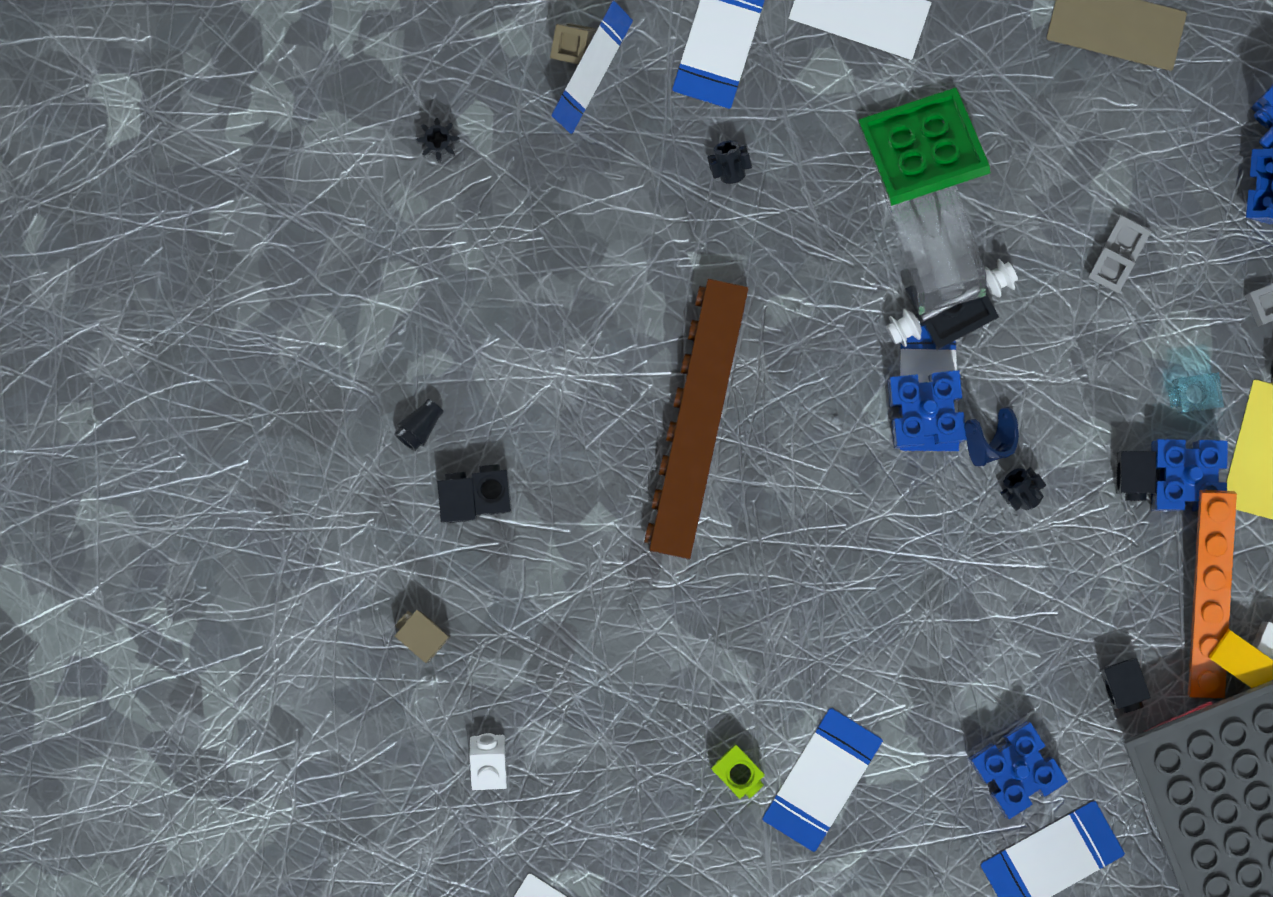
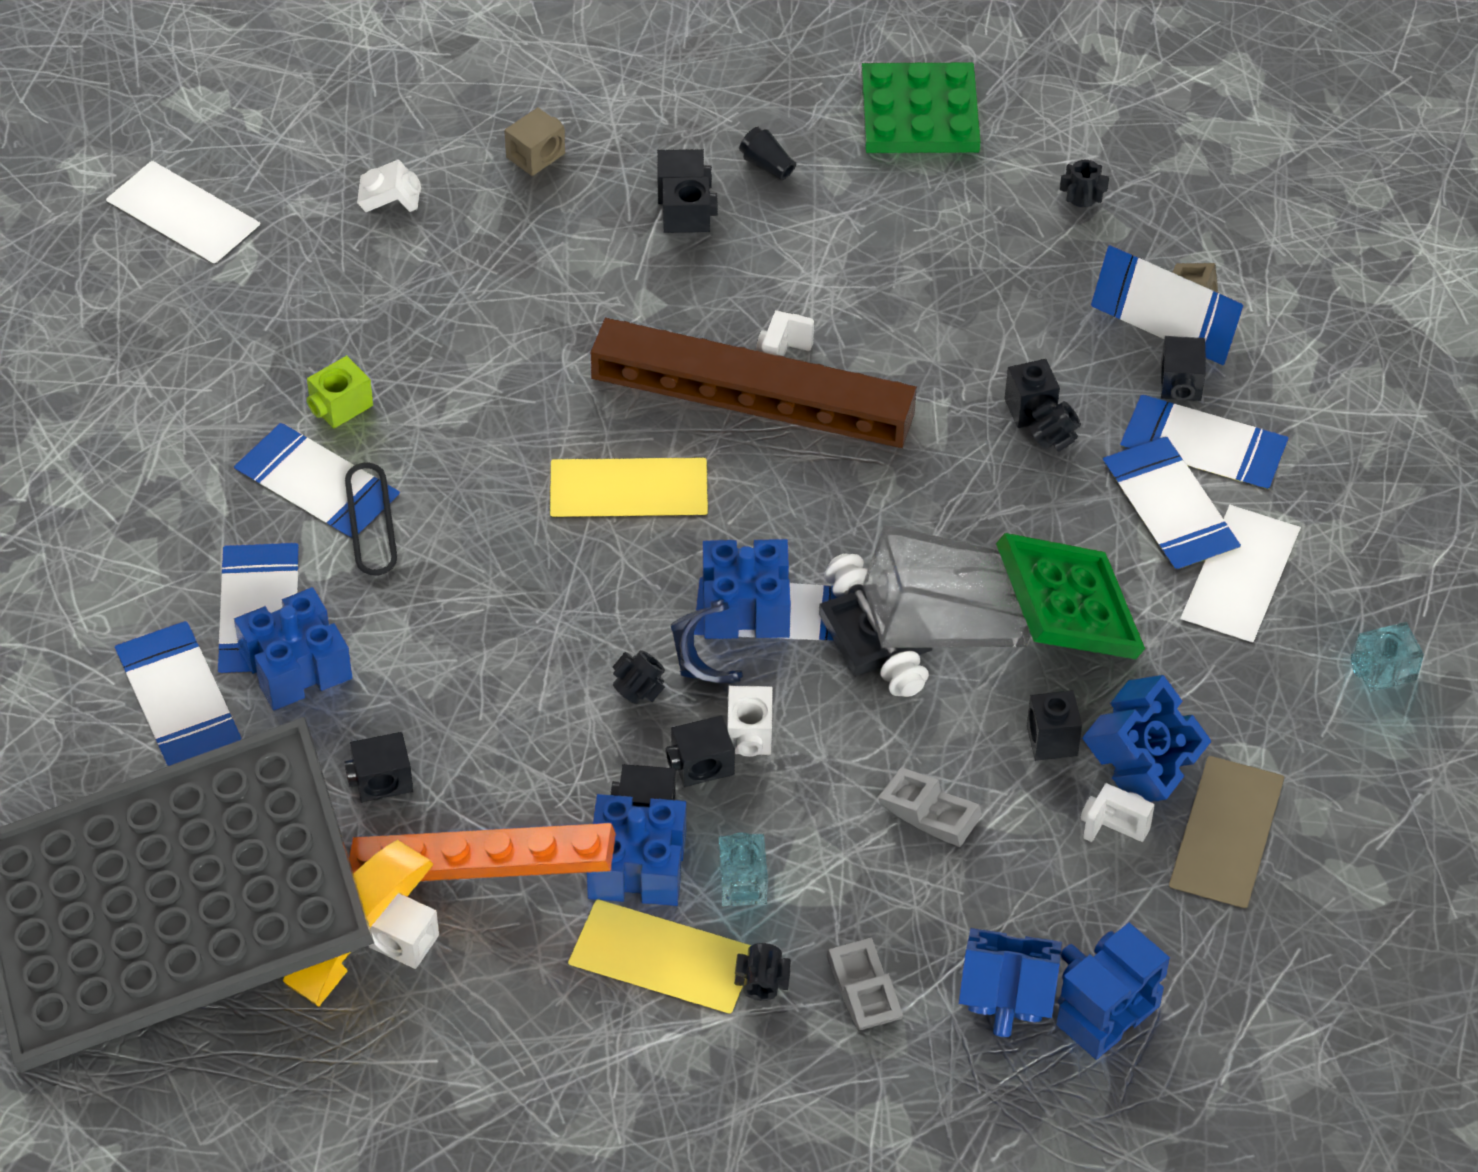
camera: 90 degrees right, 35 degrees down
(342, 290) = (920, 108): none -> green plate
(652, 405) = (786, 331): none -> white bracket
(655, 54) = (1183, 368): none -> black brick
(695, 181) = (1028, 388): none -> black brick
(791, 66) = (1171, 502): none -> sticker
(809, 517) = (628, 487): none -> light yellow sticker
(865, 742) = (376, 572): none -> black piece
(950, 811) = (250, 580): none -> sticker
(1041, 397) = (750, 719): none -> white brick
(1043, 158) = (1054, 725): none -> black brick
(1066, 85) = (1147, 738): none -> blue brick
(1089, 434) = (701, 751): none -> black brick
(1117, 101) = (1119, 811): none -> white bracket

